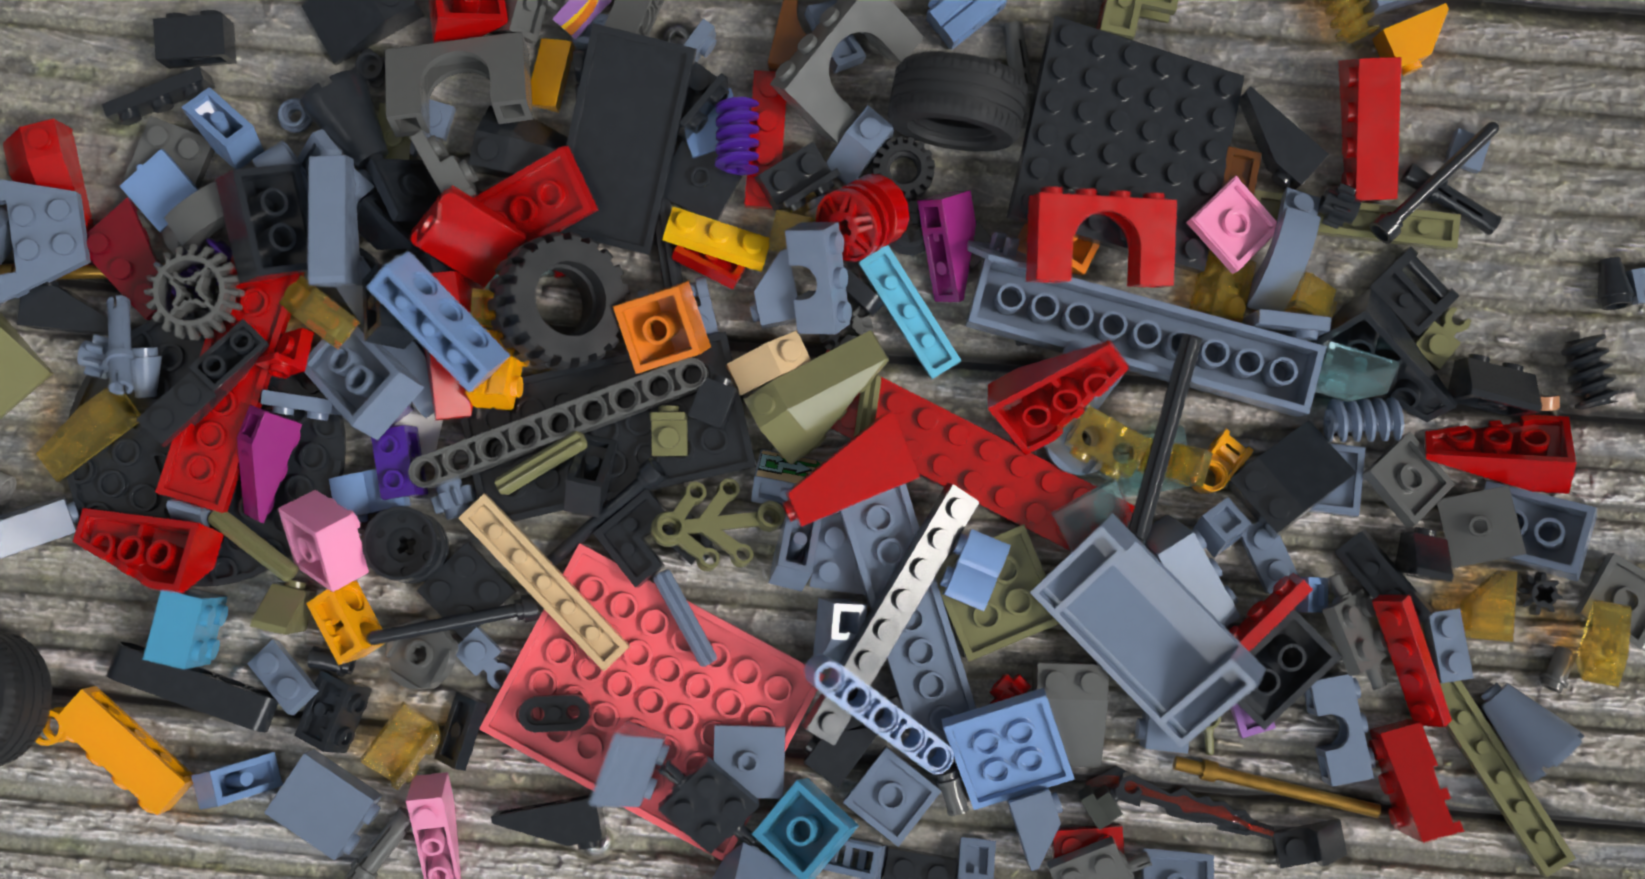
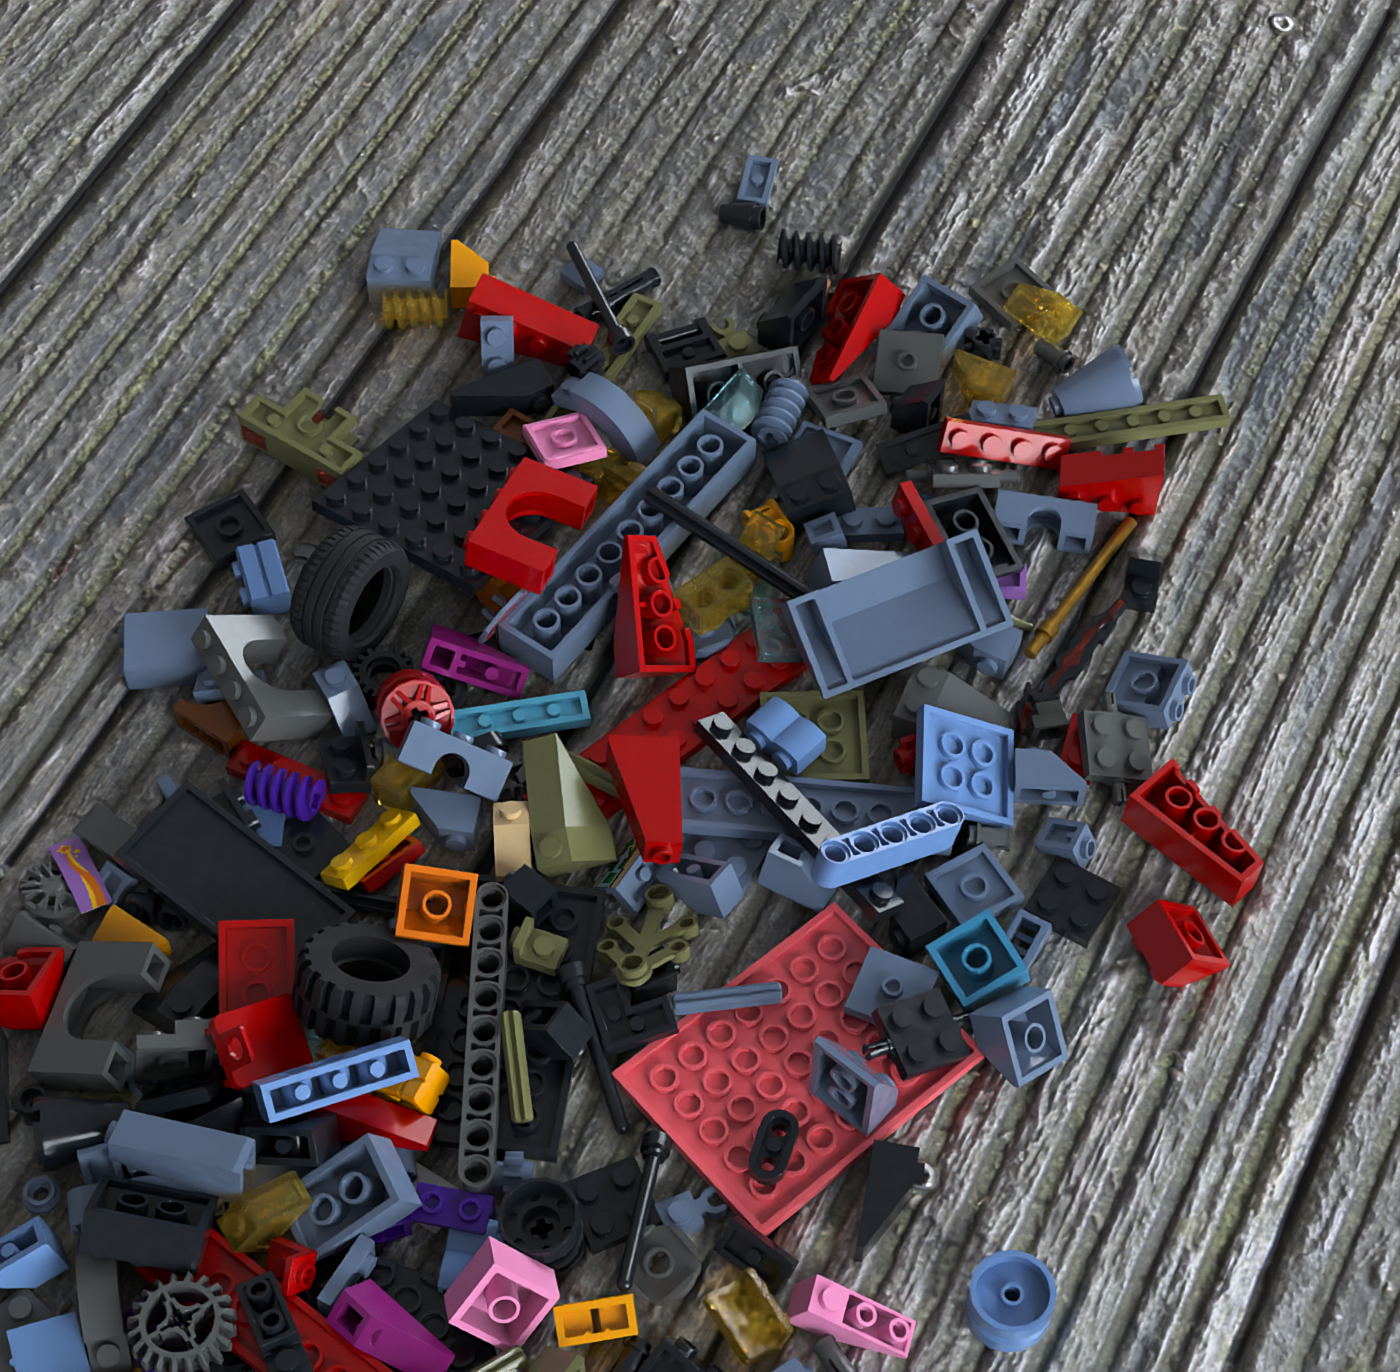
camera: 70 degrees left, 30 degrees down
(544, 582) = (635, 1110): tan plate -> none
(1291, 324) = (670, 424): sand blue plate -> none
(1326, 109) = (497, 344): none -> sand blue plate

